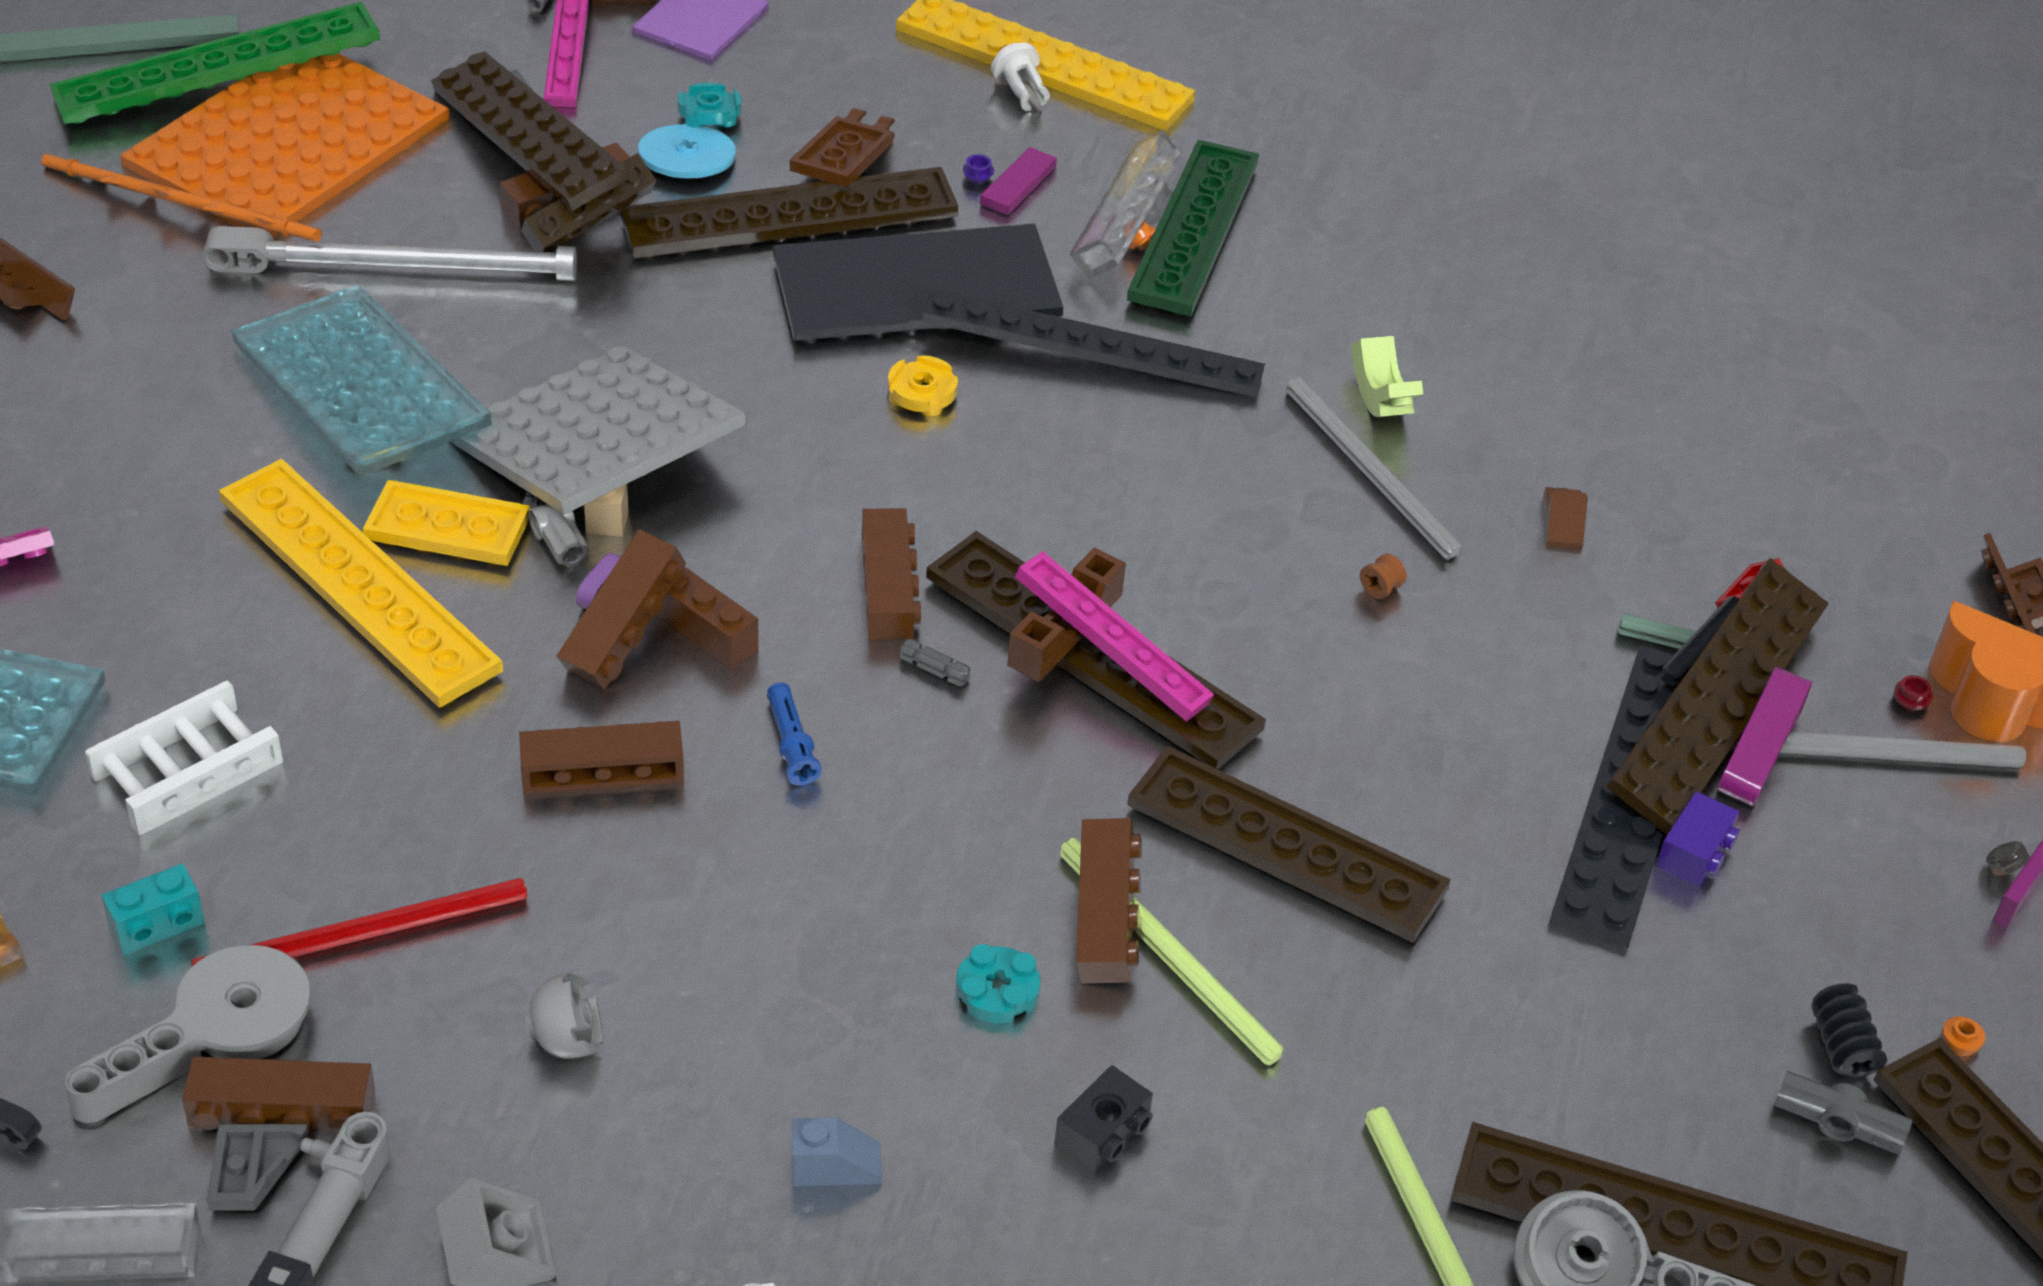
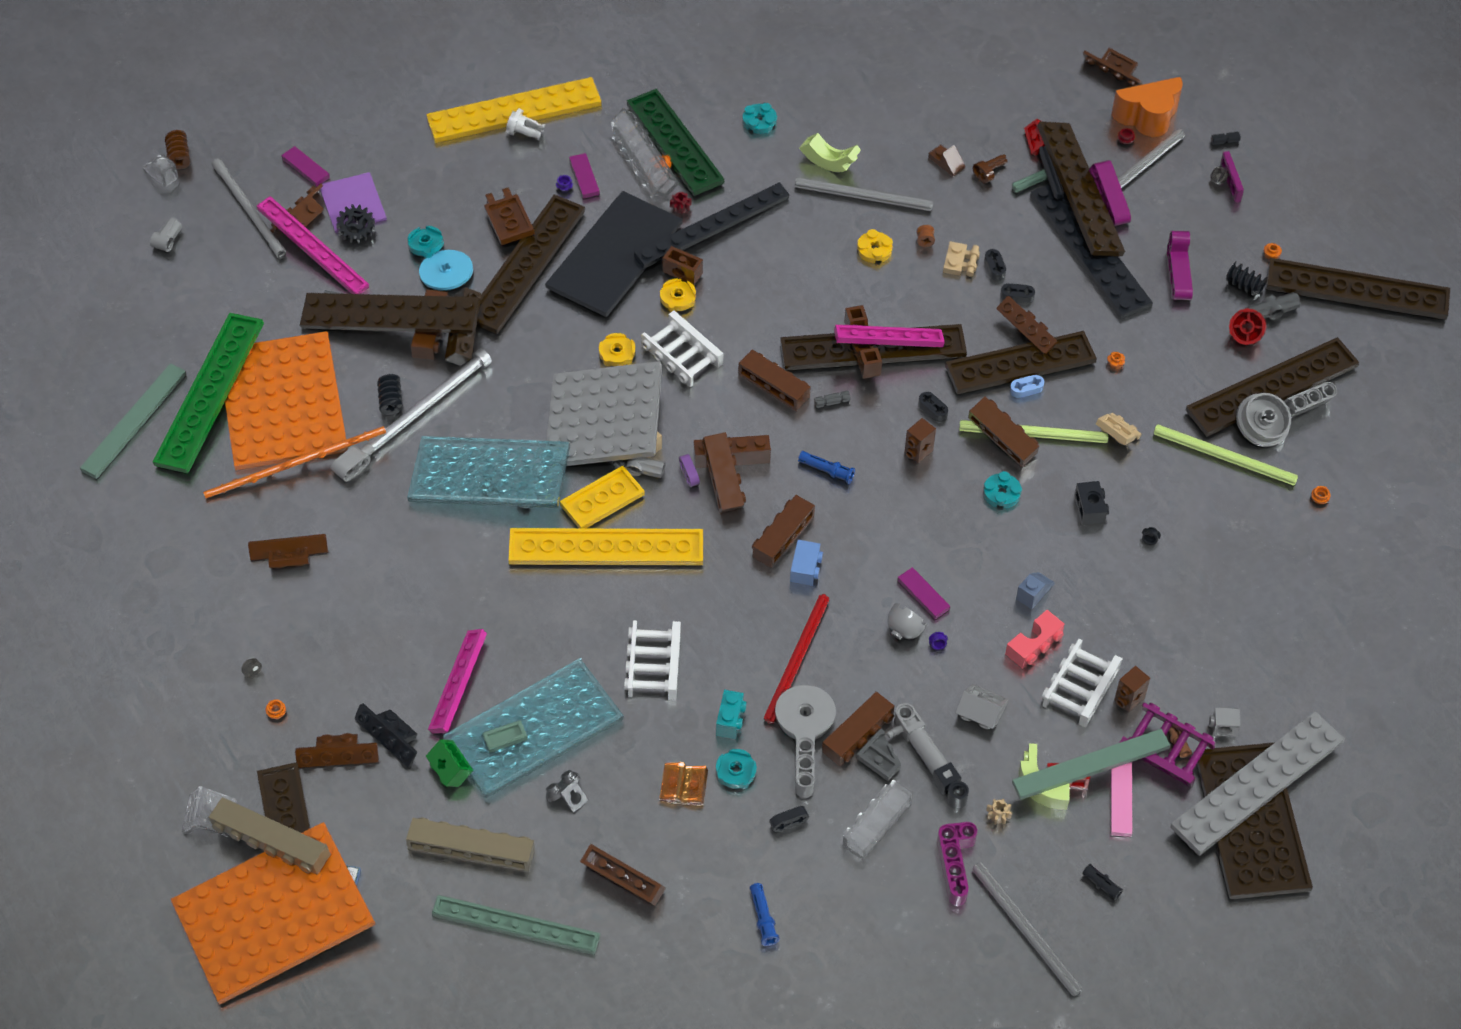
camera: 45 degrees left, 10 degrees up
(50, 1008) = (736, 779): none -> teal plate
(398, 214) = (389, 394): none -> black piece
(564, 819) = (805, 563): none -> medium blue brick
(581, 1090) = (938, 640): none -> dark purple plate
(661, 30) = (355, 216): none -> black gear
(666, 1012) = (923, 593): none -> magenta tile
(751, 1236) = (1025, 650): none -> coral arch
(757, 377) = (620, 358): none -> yellow plate
(853, 458) = (687, 334): none -> white fence
(960, 803) = (920, 440): none -> reddish brown brick
(974, 352) = (682, 265): none -> reddish brown brick
(1058, 789) = (933, 406): none -> black beam
(1091, 290) = (681, 202): none -> dark red gear
(1134, 1254) = (1151, 535): none -> black plate
(1251, 882) = (1027, 386): none -> light blue beam
(1297, 1052) = (1118, 428): none -> tan plate
(1300, 522) = (874, 238): none -> yellow plate
(1366, 799) = (1027, 325): none -> reddish brown bracket
(1370, 279) = (751, 121): none -> teal plate
(1392, 640) = (955, 258): none -> tan plate
(1421, 752) = (1018, 292): none -> black beam
(1448, 696) = (998, 263): none -> black beam
(1452, 966) = (1116, 360): none -> orange plate
(1602, 563) = (984, 170): none -> reddish brown piece
(1698, 839) = (1135, 253): dark purple brick -> none
(1745, 1095) = (1247, 326): none -> red cylinder
(1751, 921) = (1179, 265): none -> magenta beam

